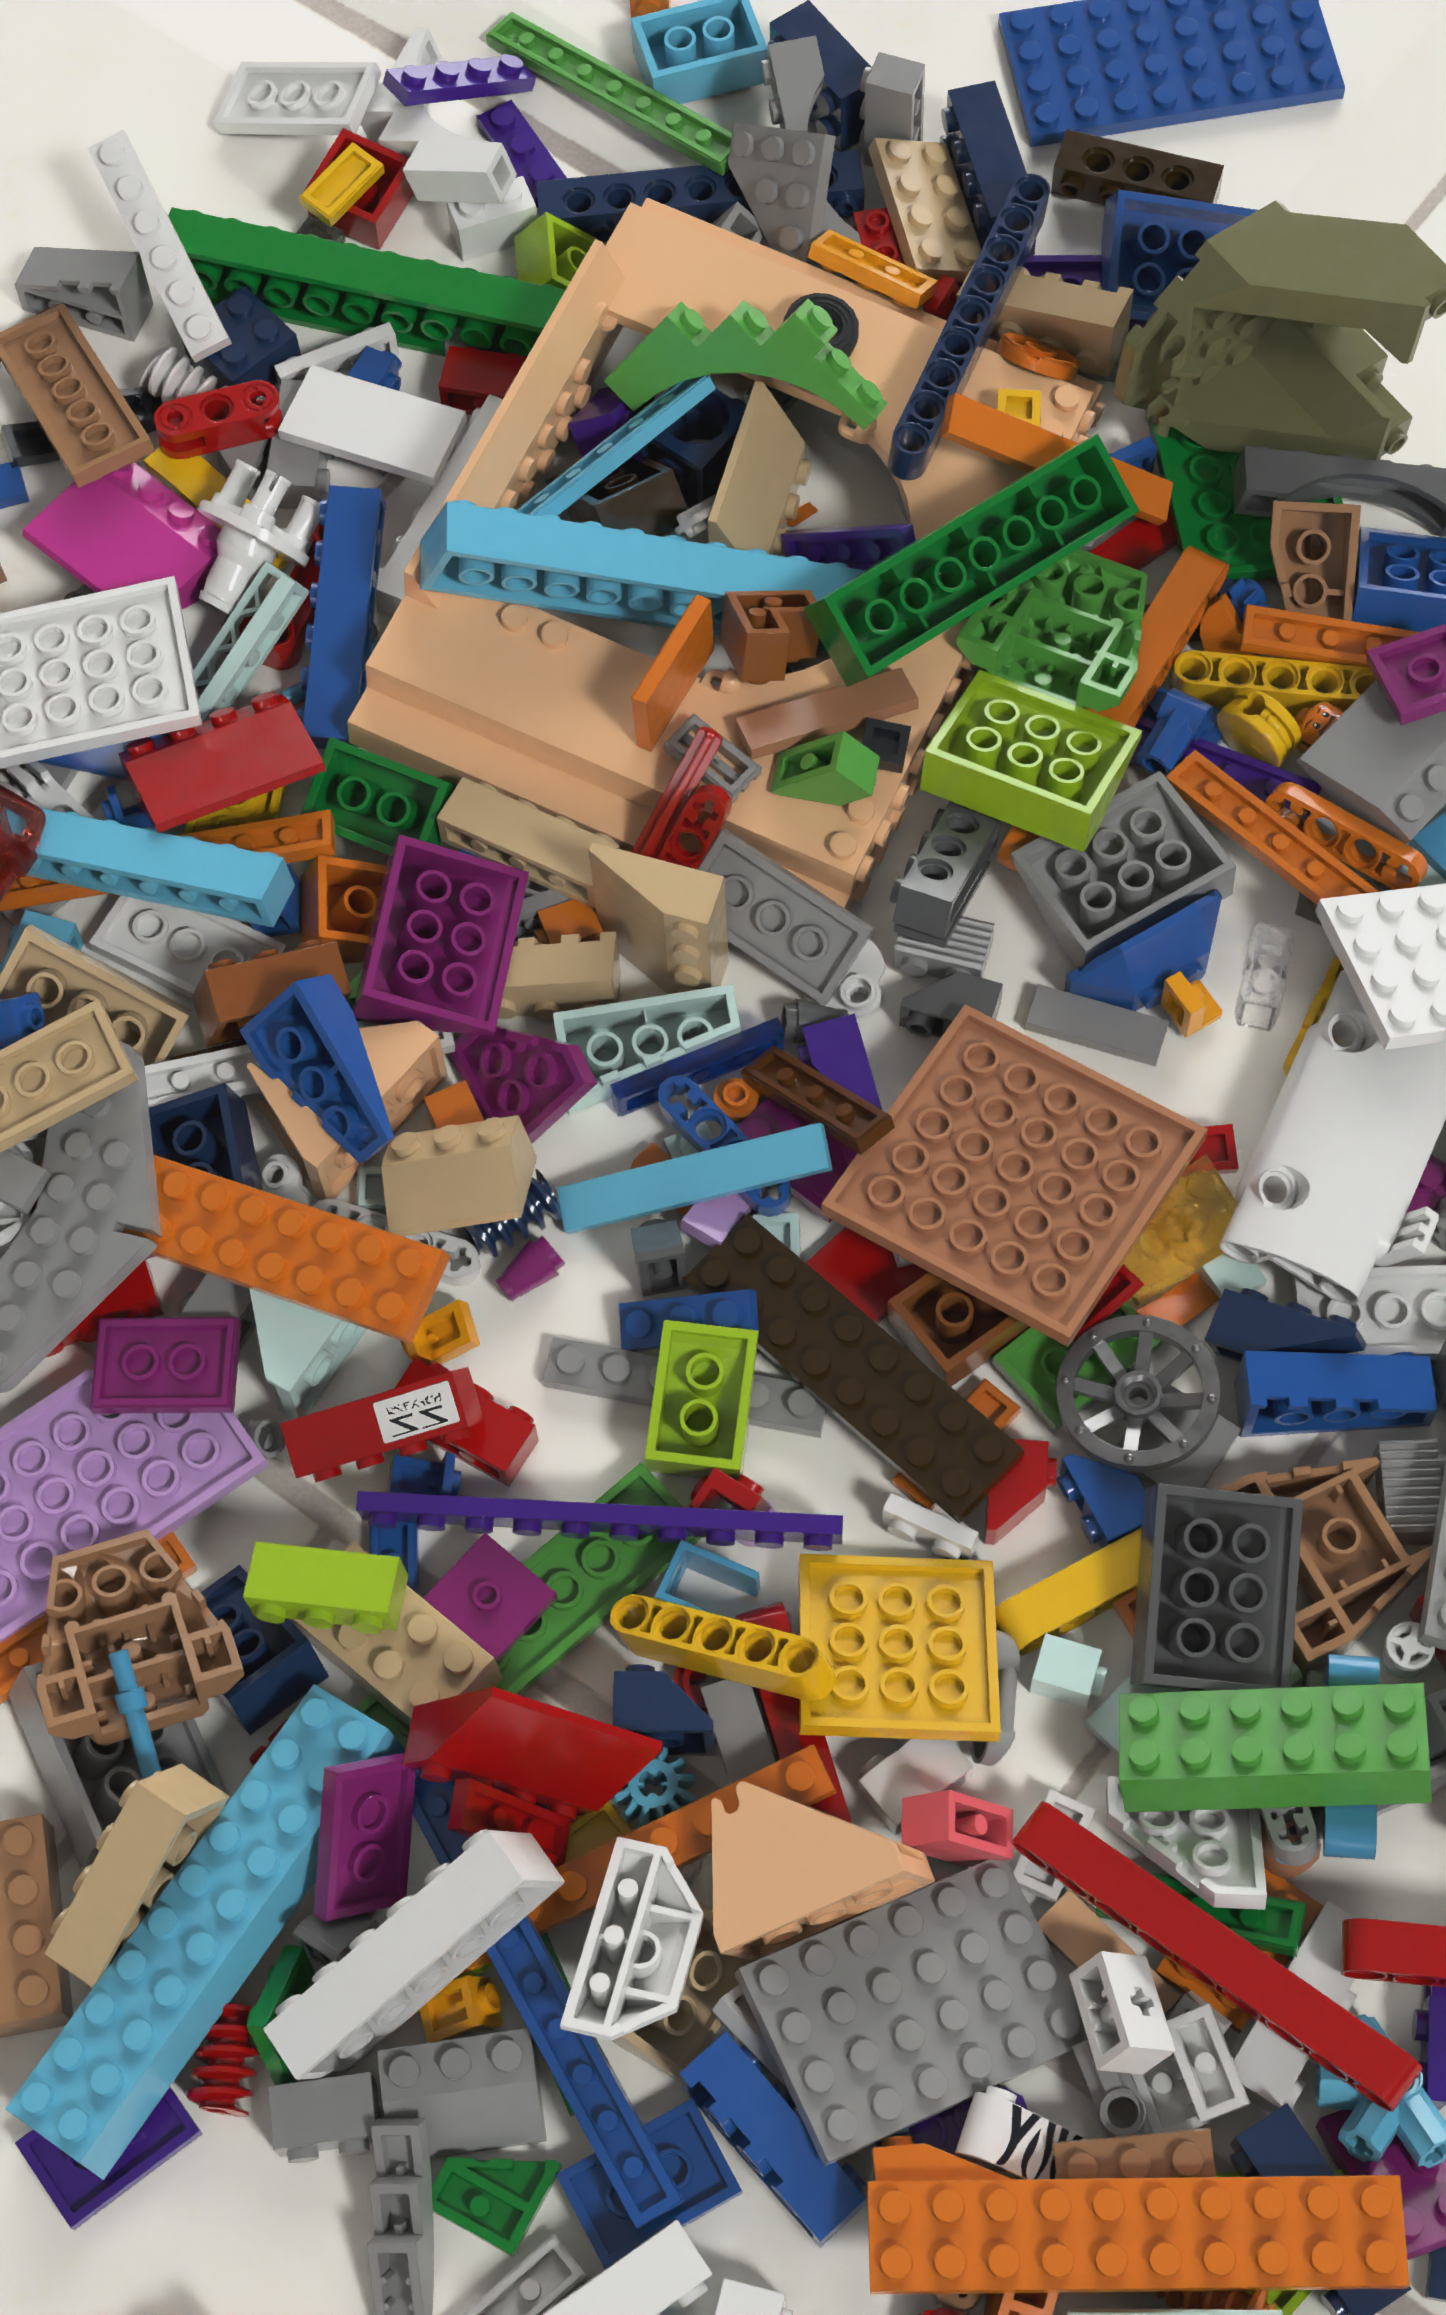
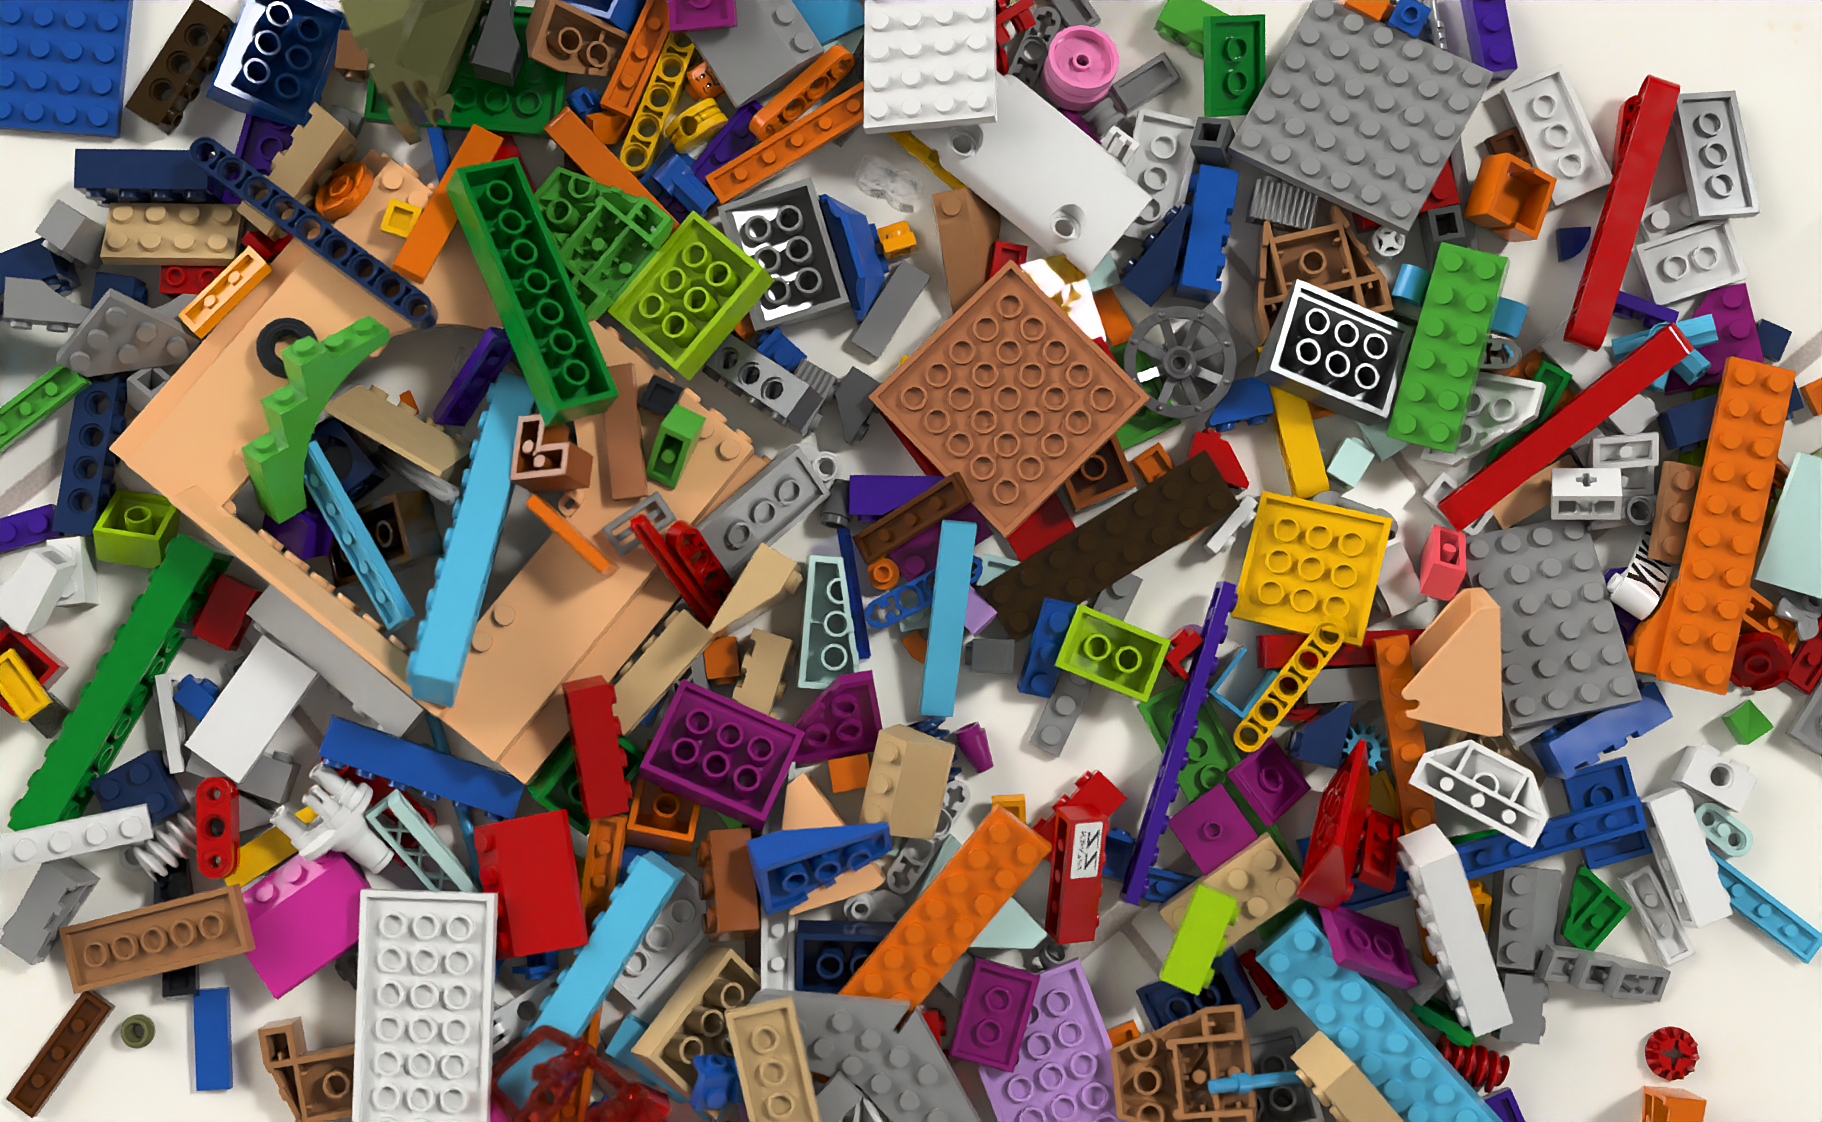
camera: 85 degrees left, 20 degrees up
(413, 782) = (596, 746): none -> red brick
(574, 1661) = (1269, 781): none -> magenta plate
(997, 900) = (780, 350): none -> blue bracket
(1226, 1082) = (966, 240): none -> medium nougat wedge

